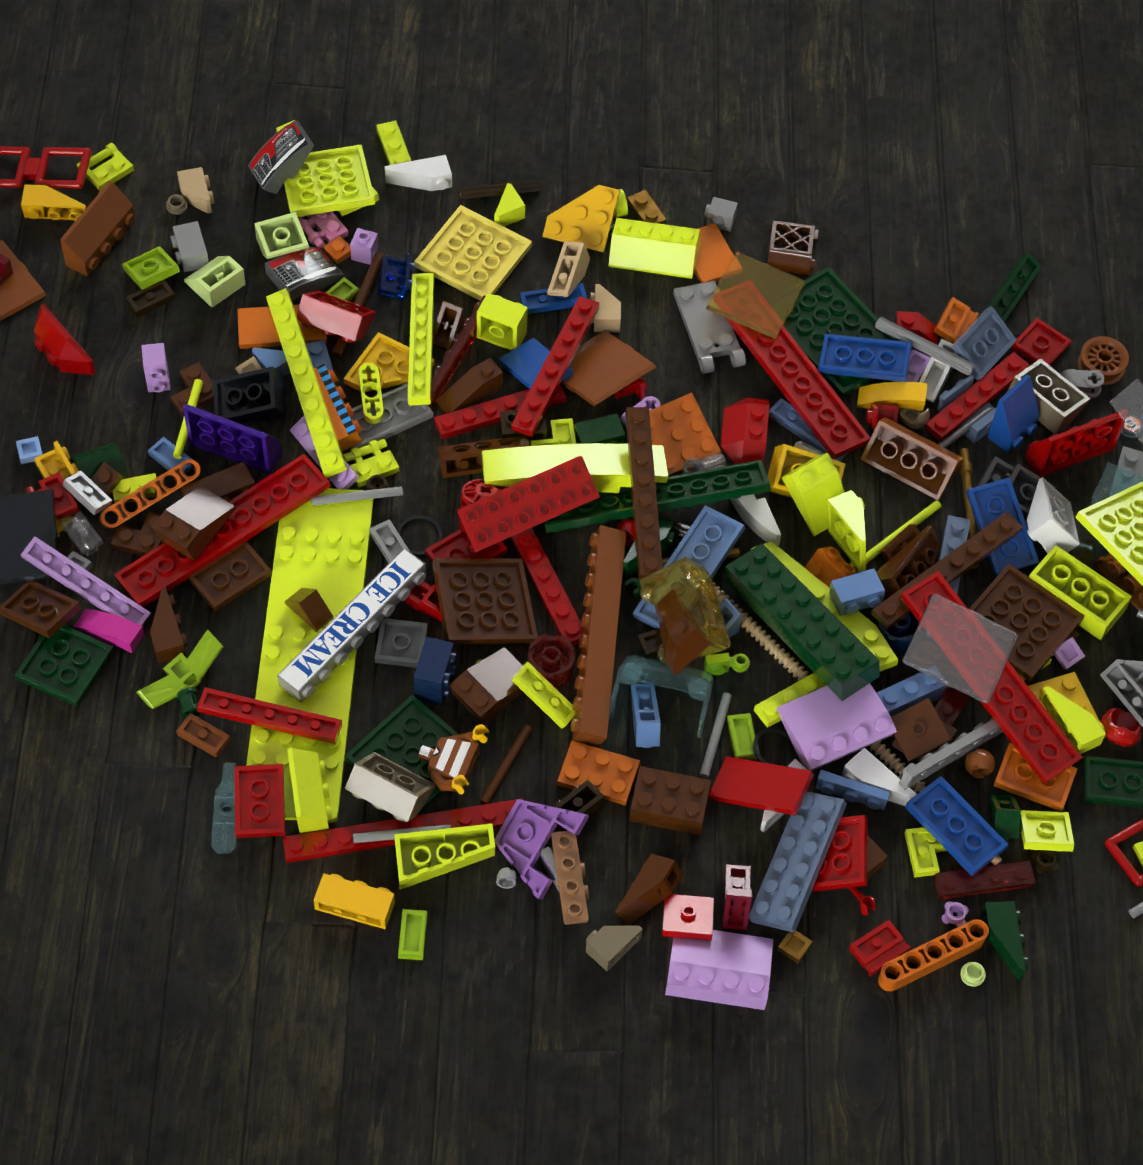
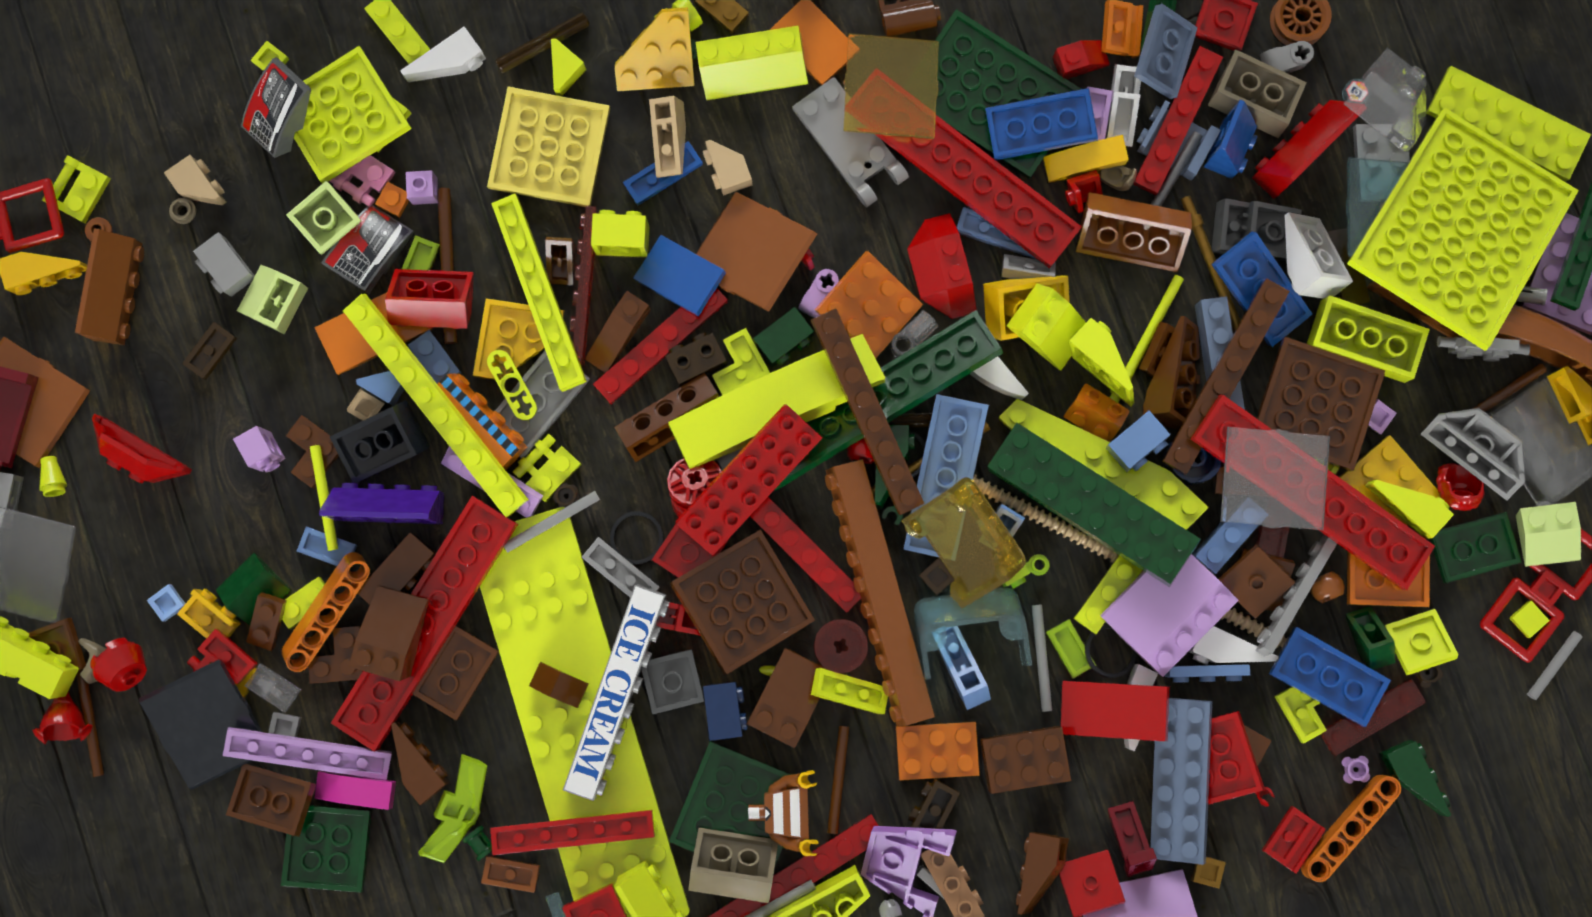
camera: 20 degrees left, 25 degrees up
(87, 492) = (257, 642): light grey plate -> none
(150, 267) = (192, 311): lime tile -> none
(395, 276) = (474, 213): clear blue bracket -> none
(555, 366) = (704, 274): red plate -> none
(679, 632) = (974, 579): reddish brown wedge -> none
(925, 346) = (1103, 84): light grey axle -> none
(973, 974) = (1394, 829): yellowish green plate -> none

